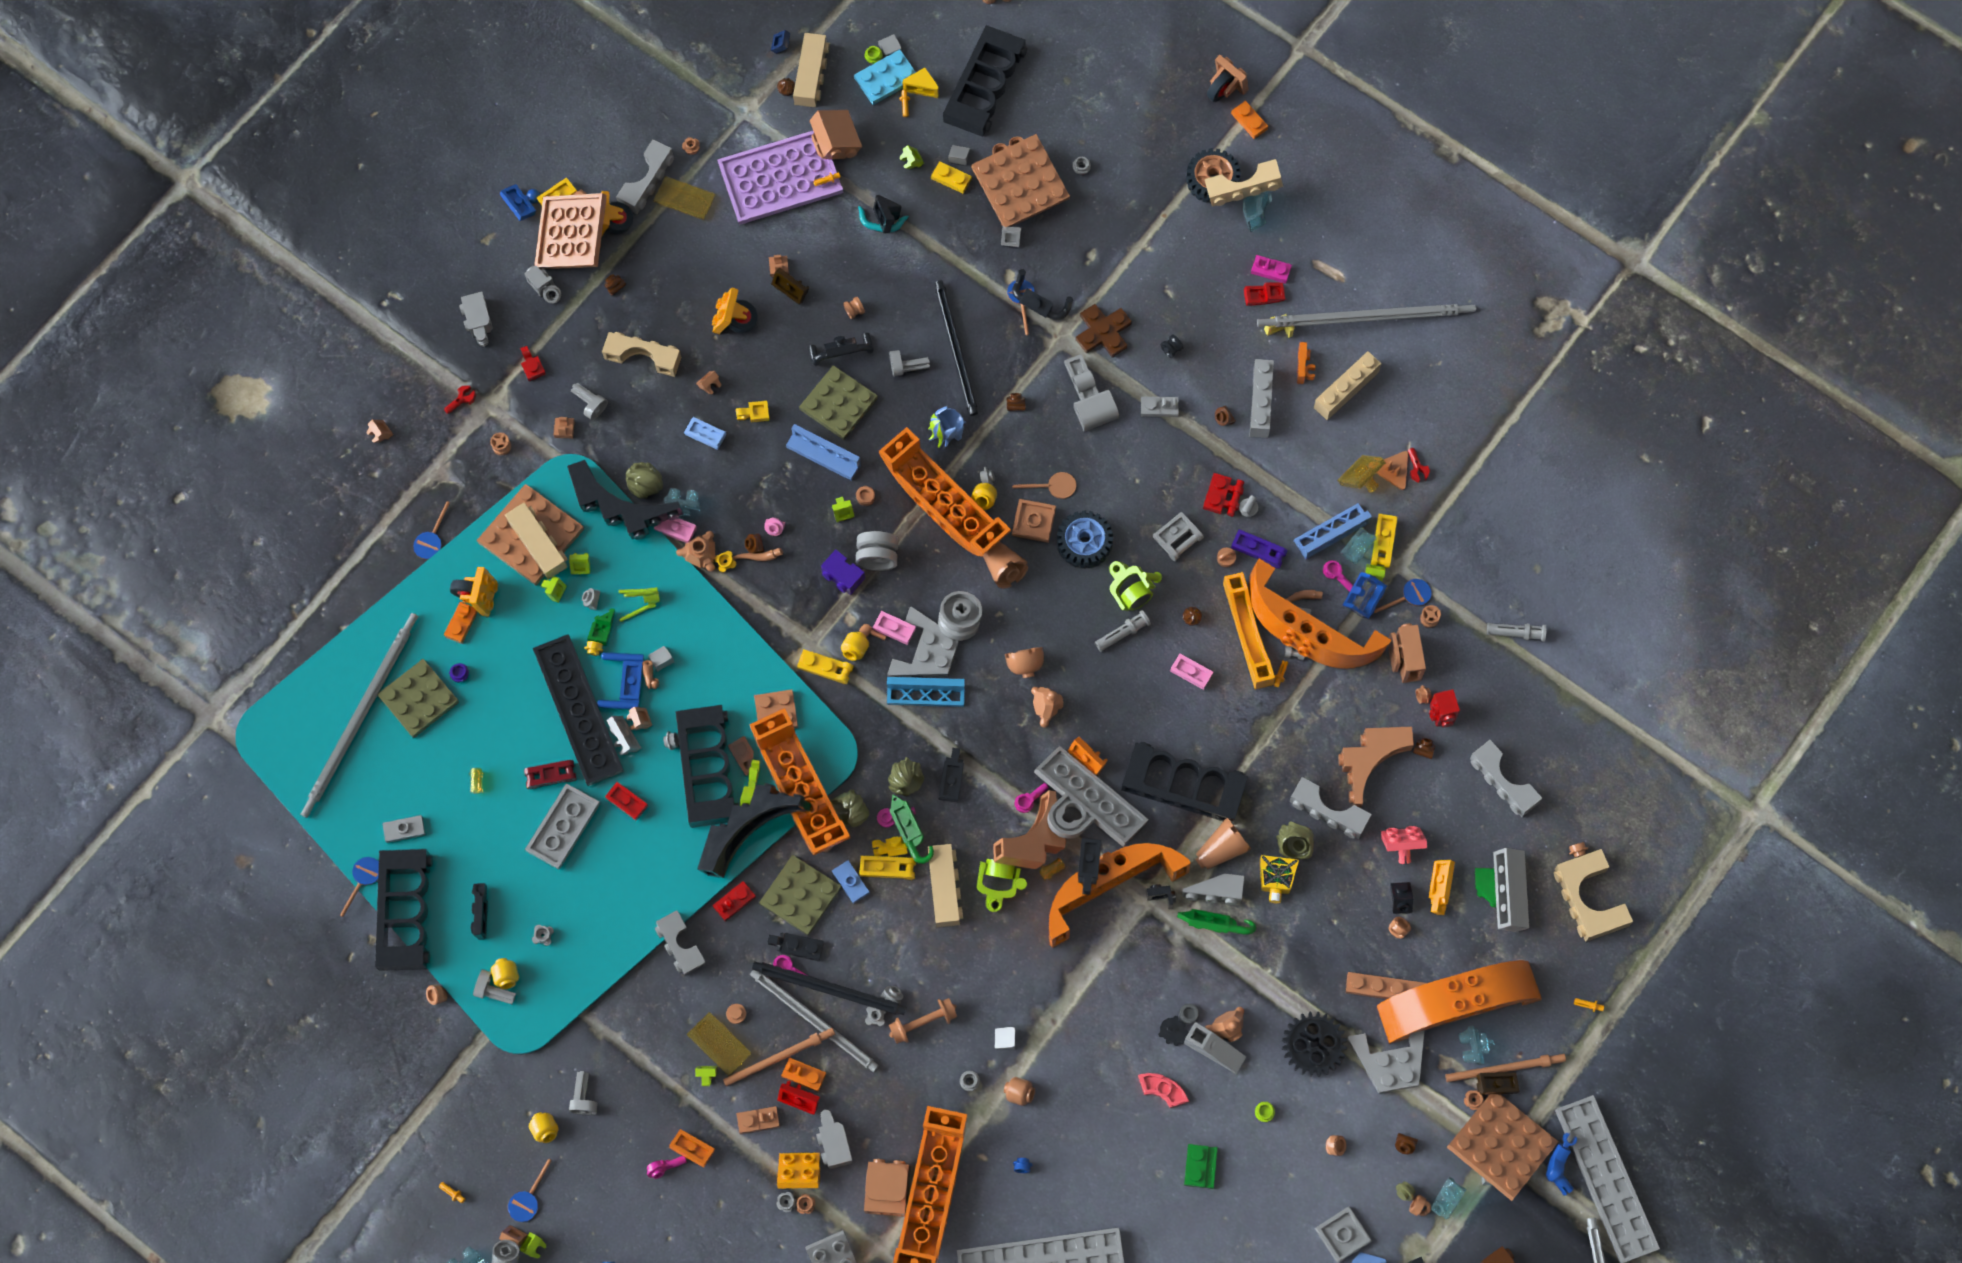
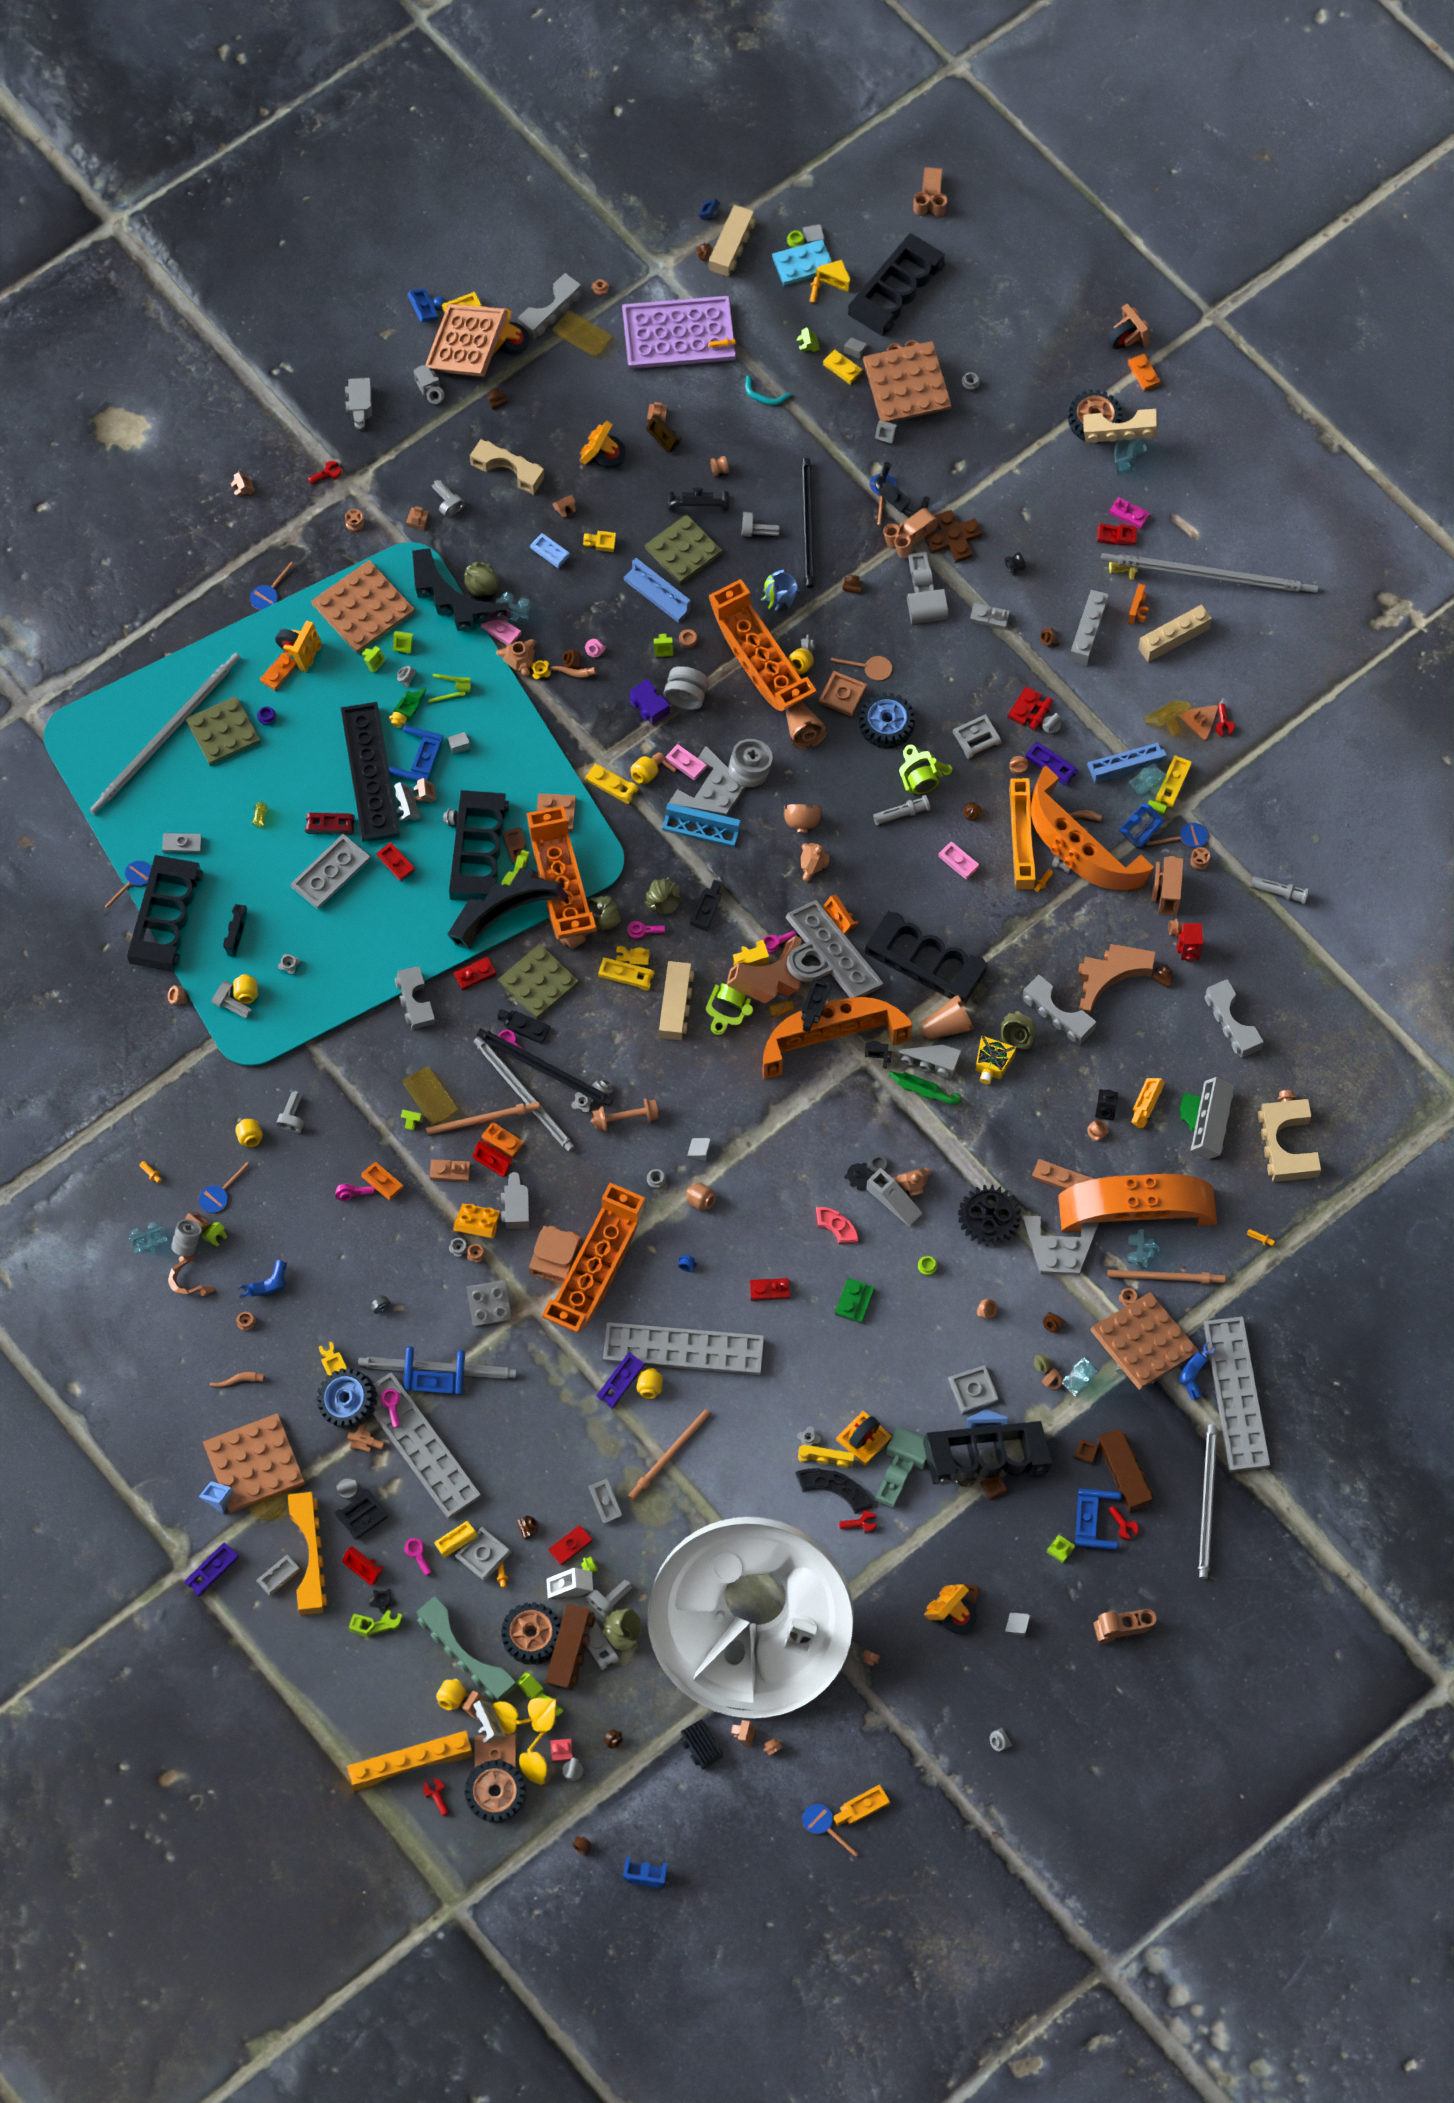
camera: 10 degrees right, 5 degrees down
(531, 366) = (400, 457): red plate -> none
(536, 541) = (367, 611): tan brick -> none
(648, 675) = (444, 762): nougat arm -> none
(736, 1013) = (452, 1072): nougat plate -> none
(834, 134) = (739, 303): nougat brick -> none
(850, 882) = (588, 979): medium blue plate -> none
(886, 212) = (771, 385): black slope -> none
(909, 828) = (654, 942): green plate -> none
(1012, 827) = (753, 957): none -> yellow hips
(1060, 336) = (910, 532): none -> nougat piece
(1112, 1174) = (769, 1289): none -> red plate
(1333, 570) = (1118, 797): dark pink plate -> none
(1404, 841) = (1121, 1053): coral plate -> none
(1497, 1083) = (1154, 1286): dark brown plate -> none

